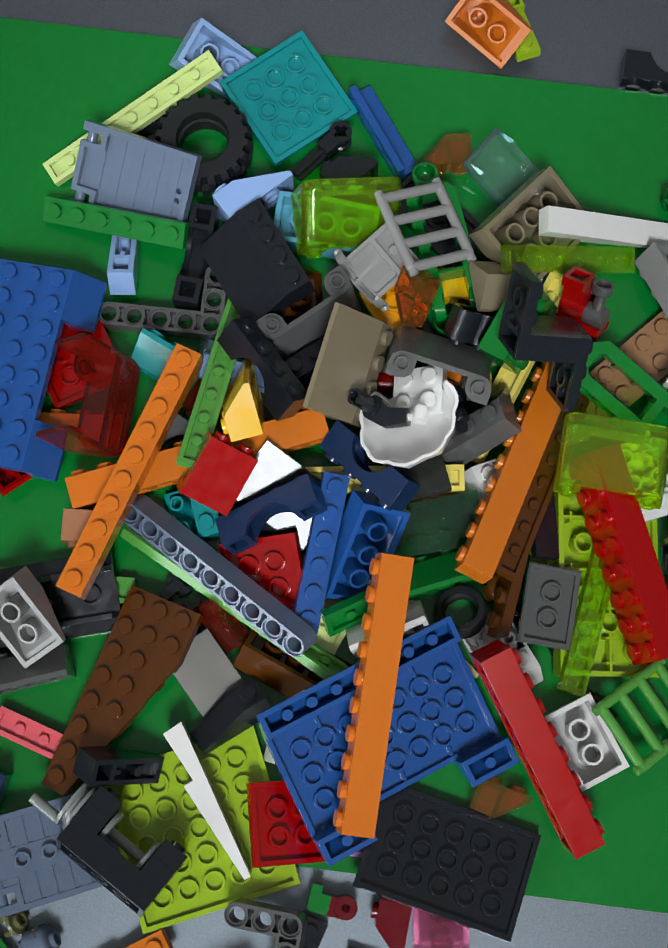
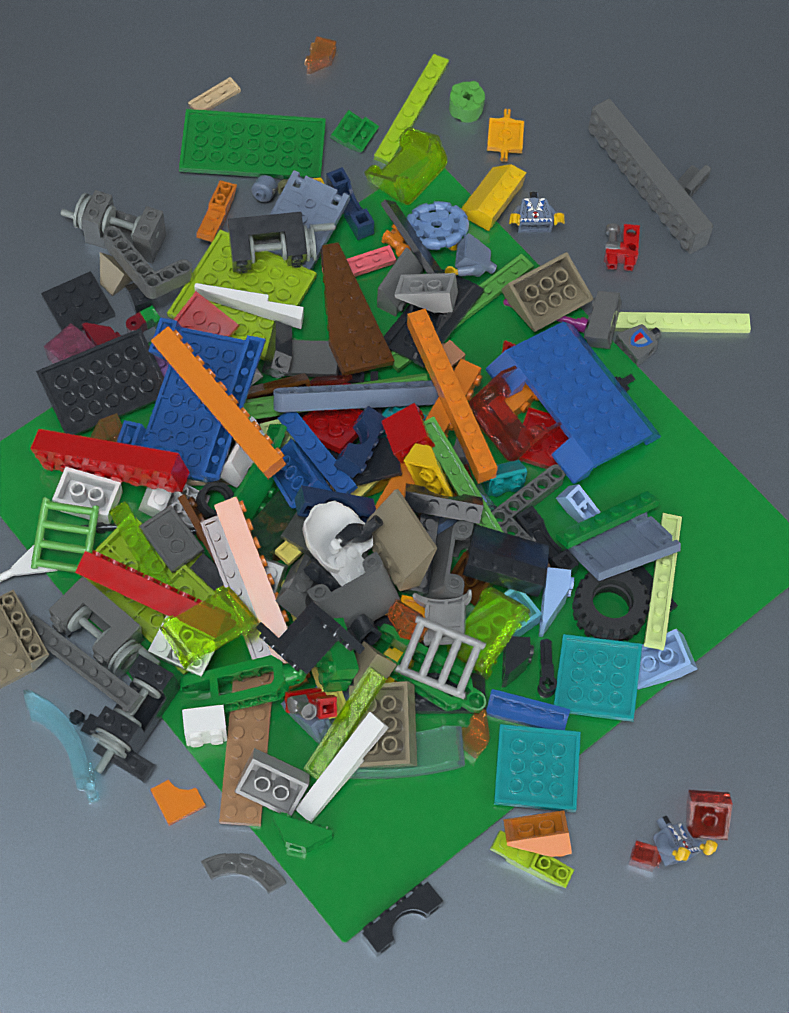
camera: 130 degrees right, 15 degrees down
(116, 766) = (311, 272): black slope -> none
(426, 79) = (537, 768): none -> teal plate

